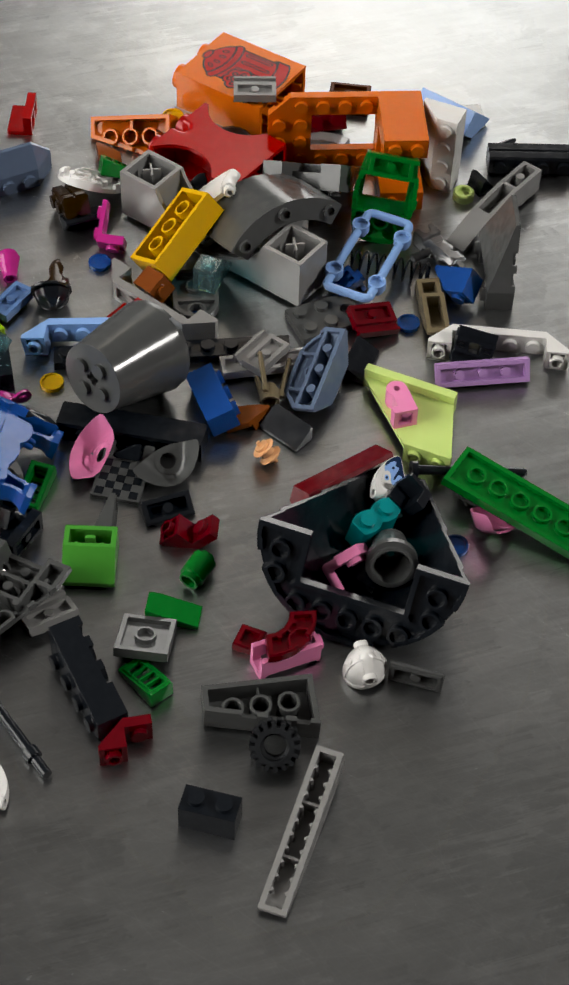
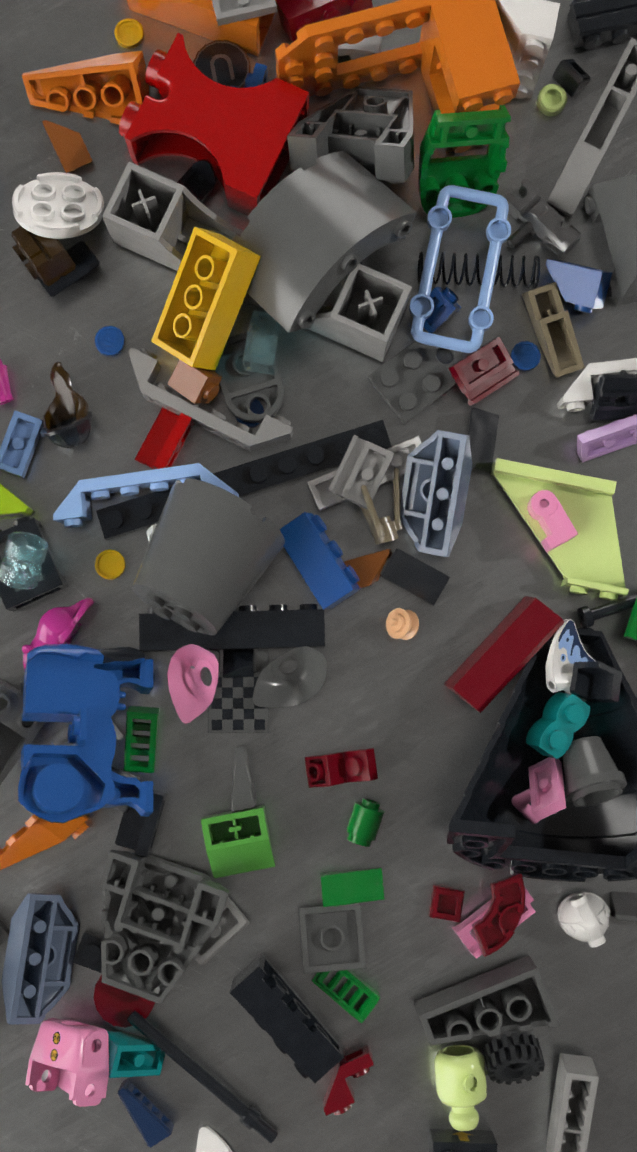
camera: 15 degrees left, 35 degrees up
(110, 167) = (88, 170): green slope -> none
(111, 243) = (118, 310): dark pink bracket -> none
(166, 507) = (302, 732): black slope -> none
(222, 185) = (243, 210): white arm -> none
(224, 756) = (461, 1083): none -> yellowish green piece

